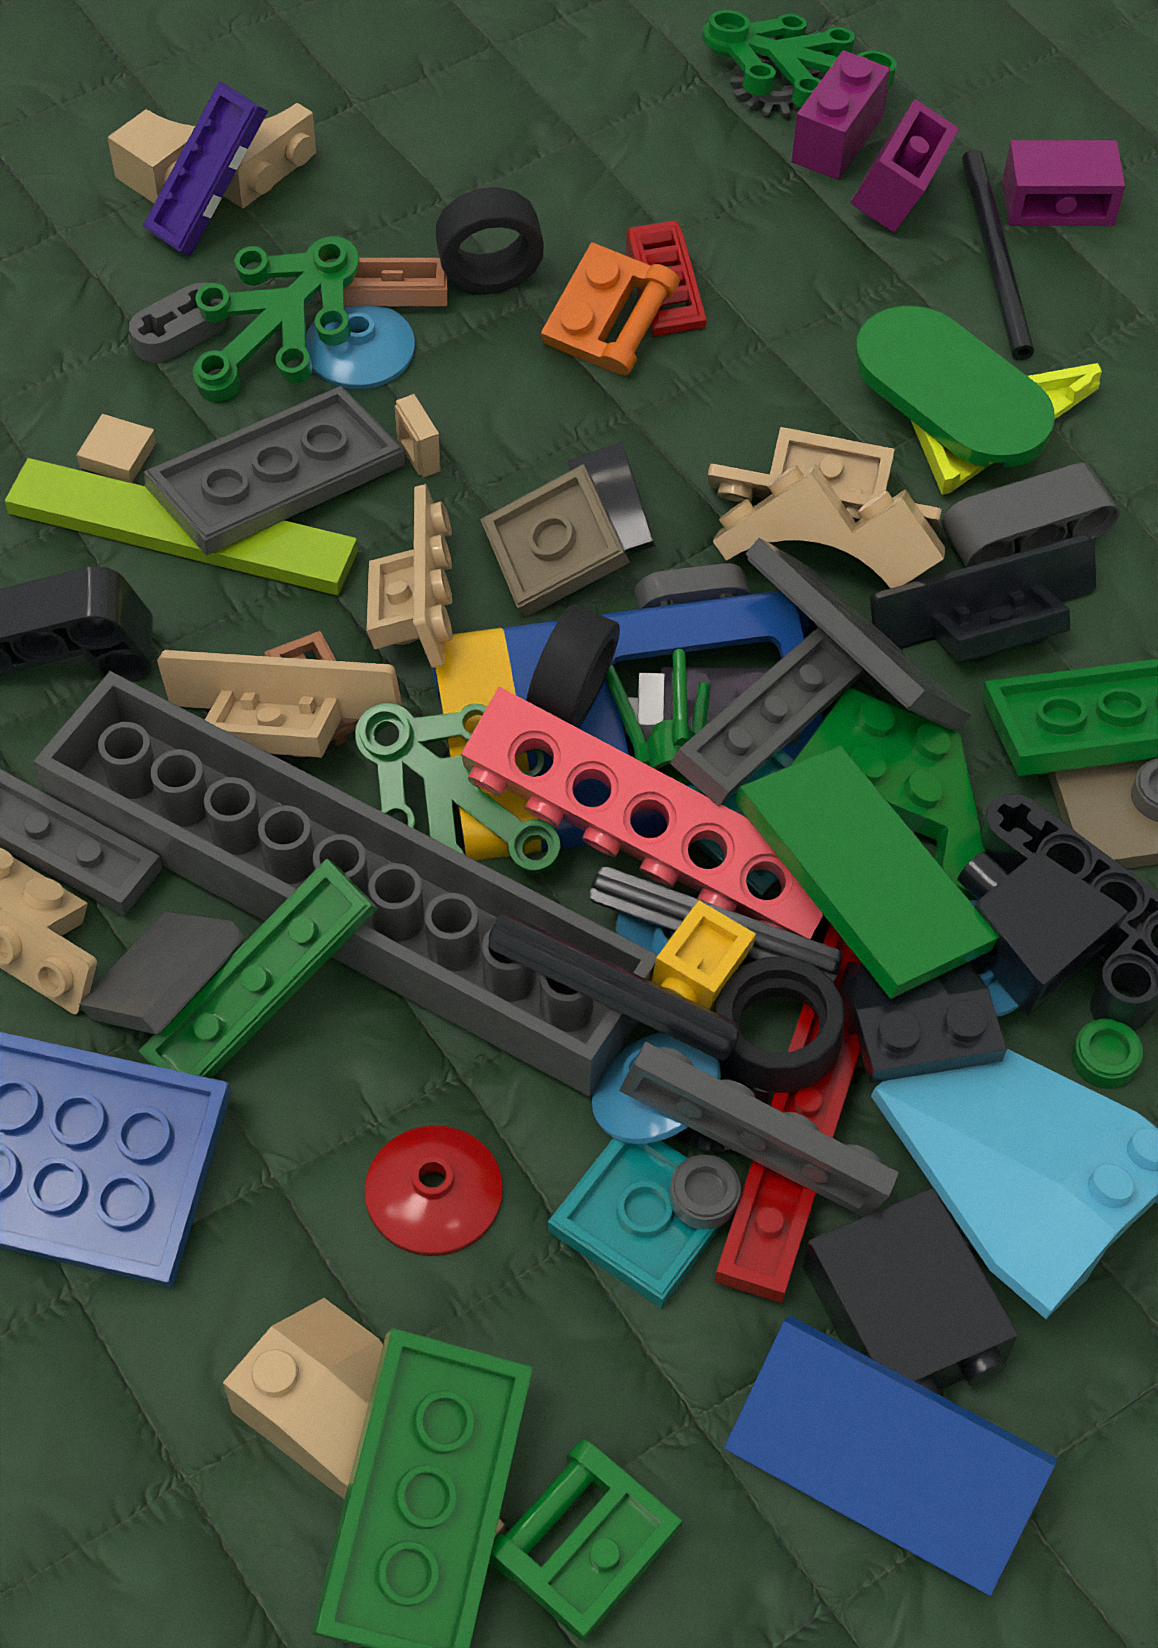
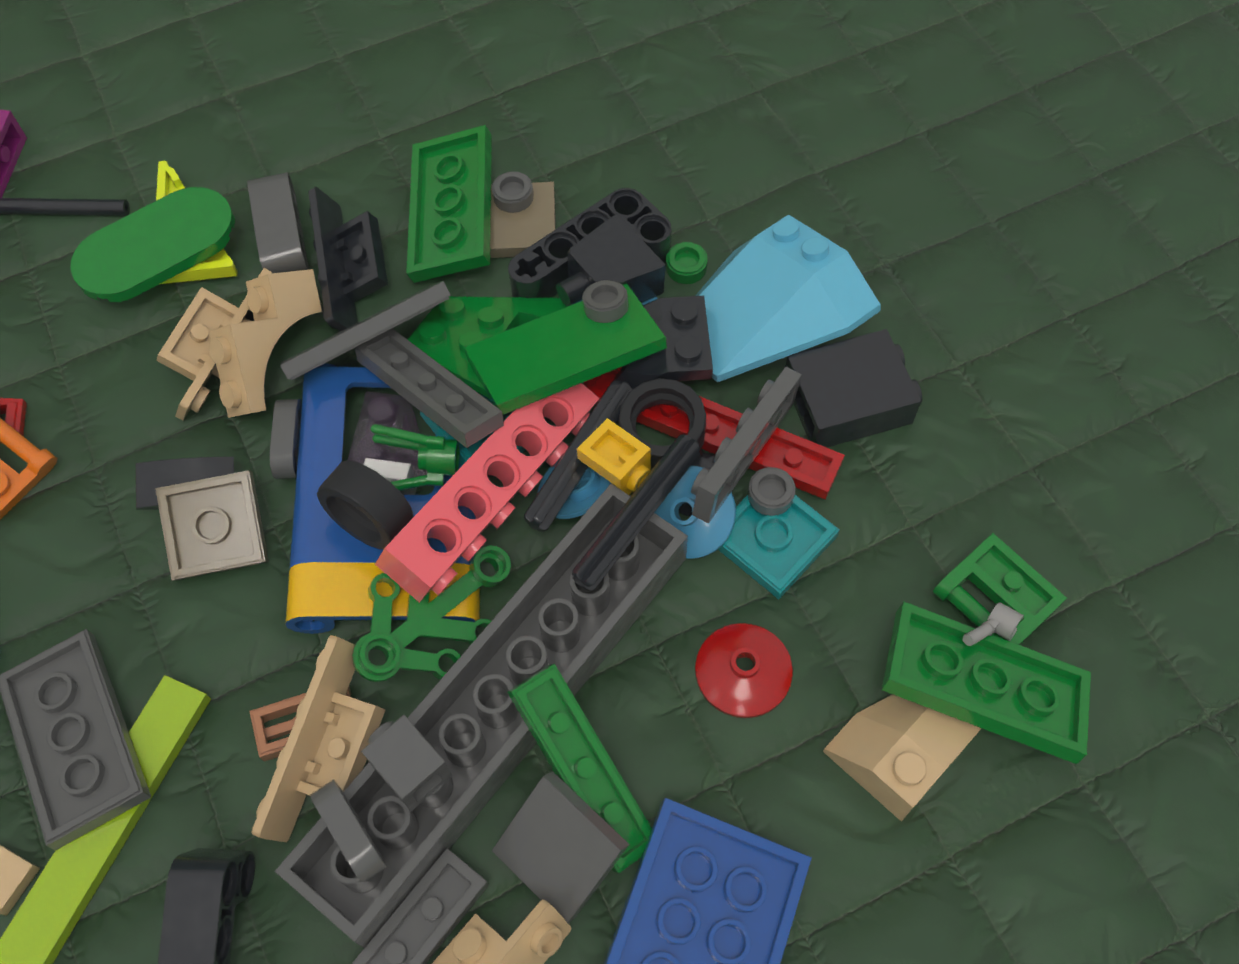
camera: 80 degrees left, 5 degrees up
(148, 722) = (348, 831): none -> dark grey beam
(232, 765) = (406, 761): none -> dark grey brick
(412, 588) = (236, 633): tan bracket -> none
(417, 436) = (74, 616): tan tile -> none
(525, 1516) = (1001, 621): none -> light grey hand
(890, 1454) = (952, 413): blue tile -> none
(948, 904) = (605, 301): none -> dark grey tile

